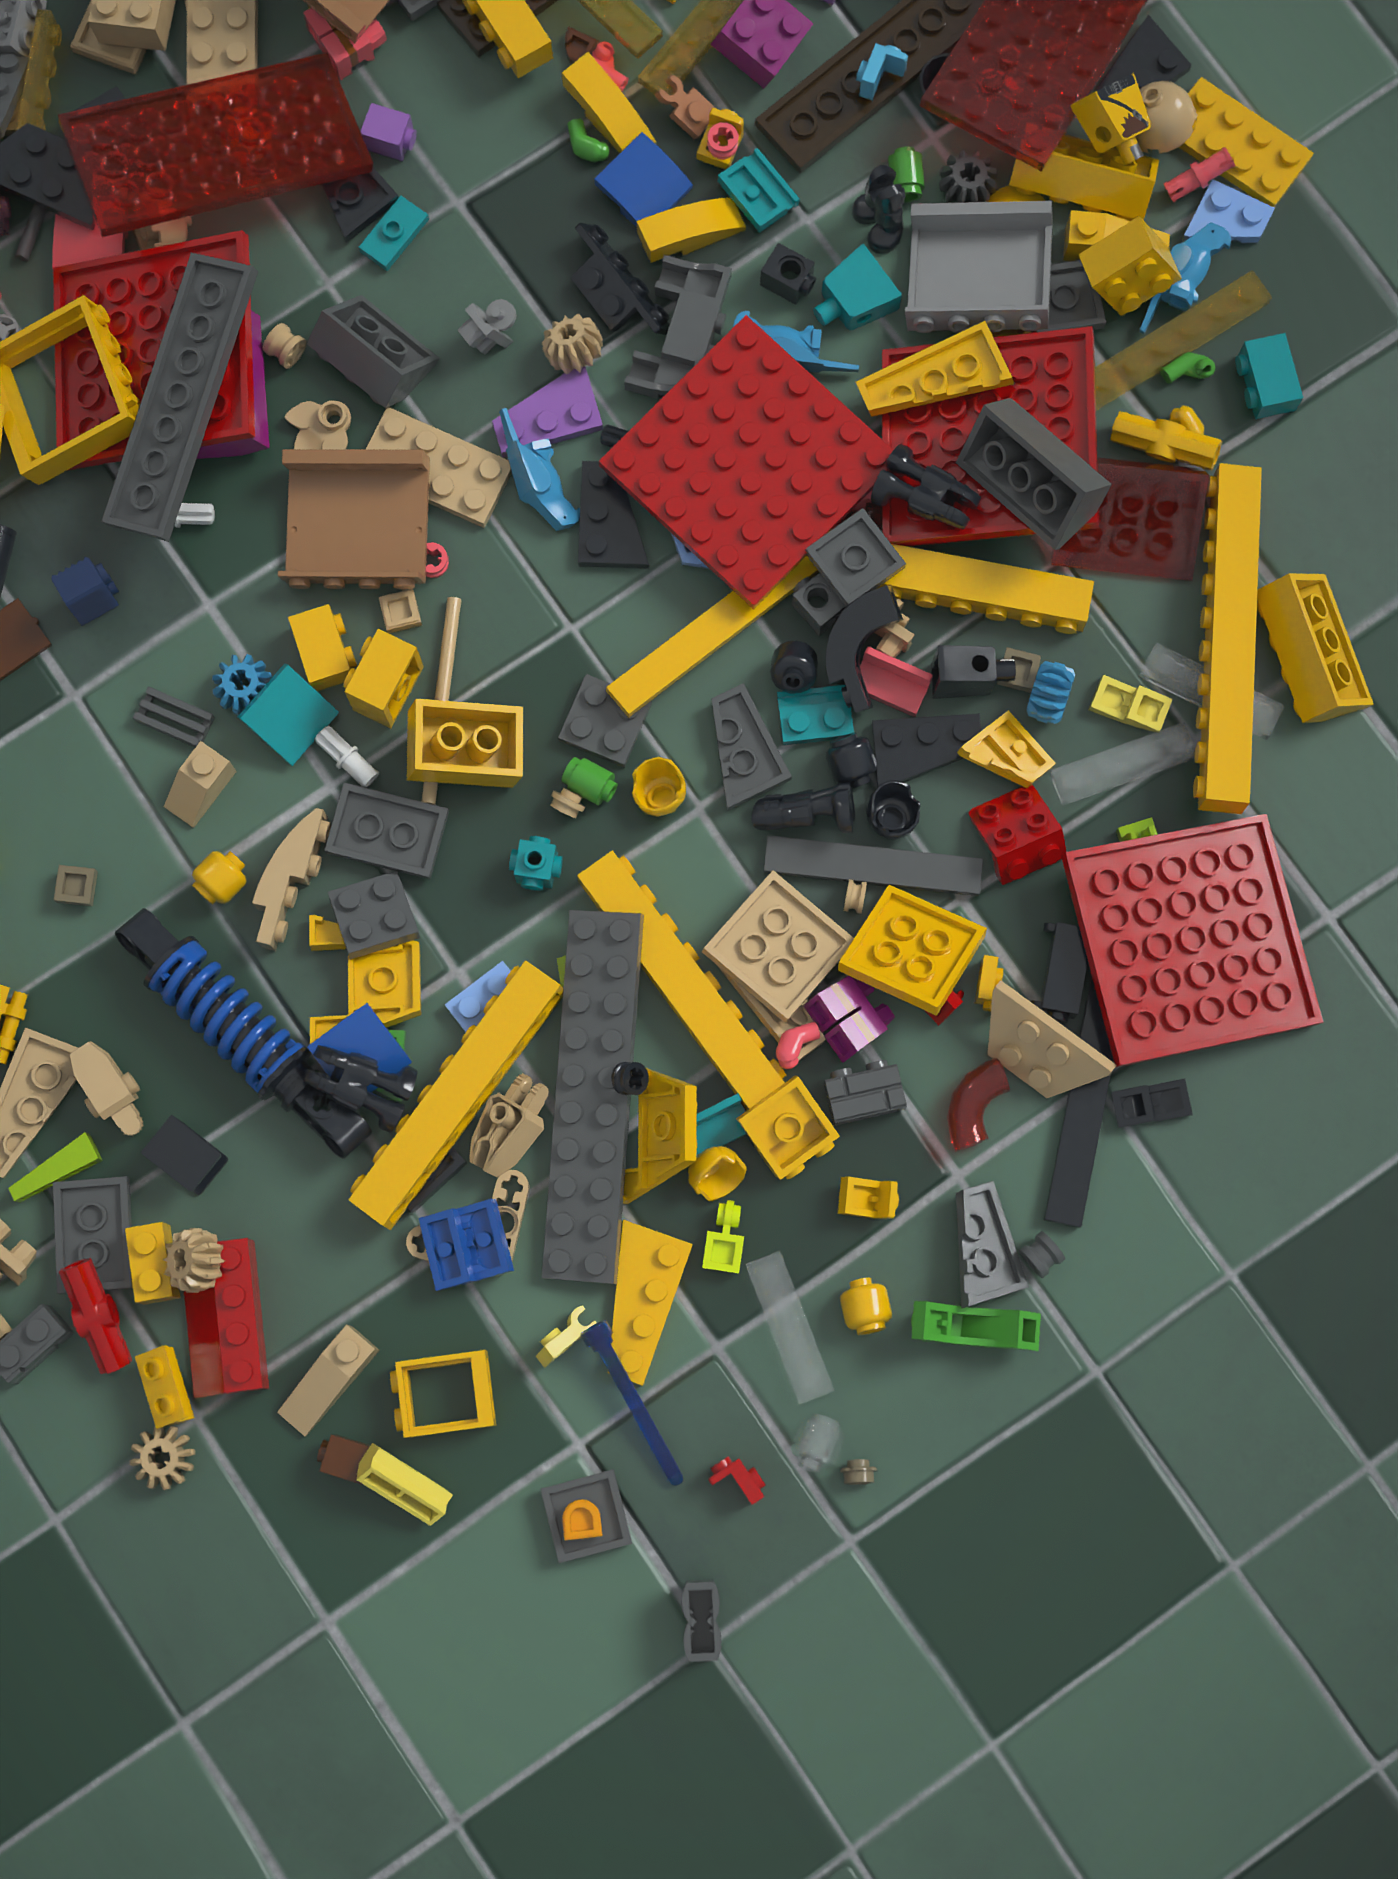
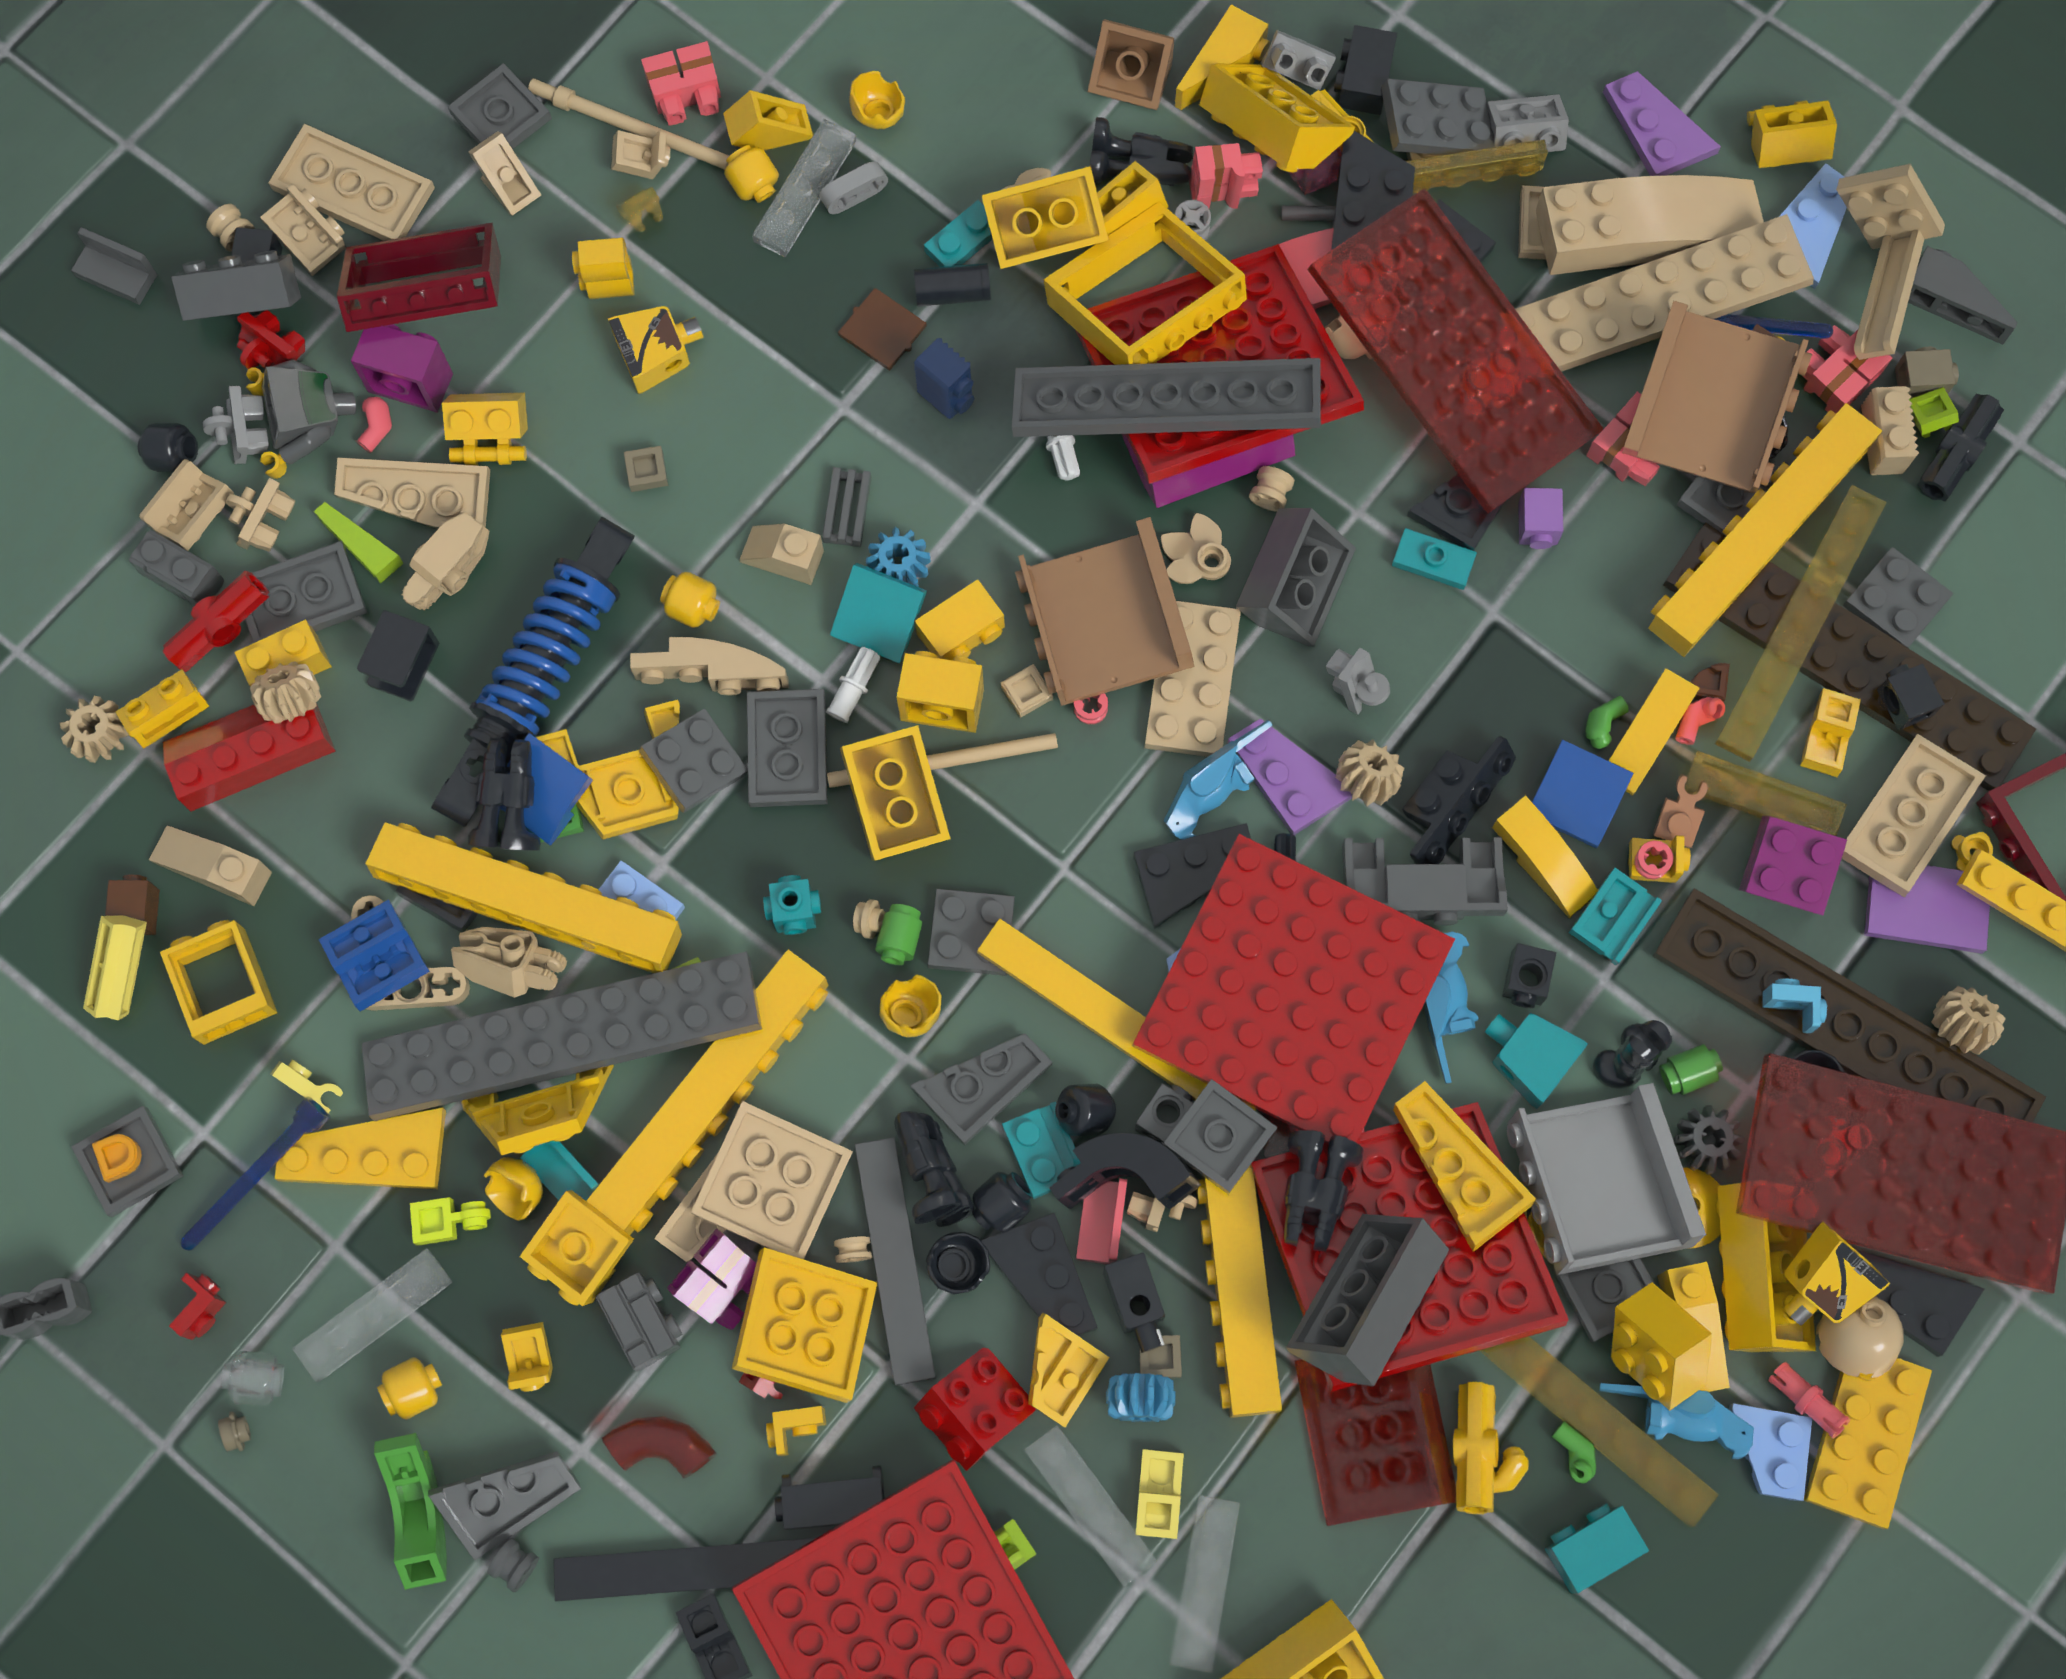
camera: 75 degrees right, 5 degrees down
(621, 1076) = (584, 1075): black bush -> none
(792, 1041) = (669, 1225): coral arm -> none
(1040, 1047) = (735, 1497): tan wing -> none
(1229, 639) = (1264, 1583): yellow brick -> none

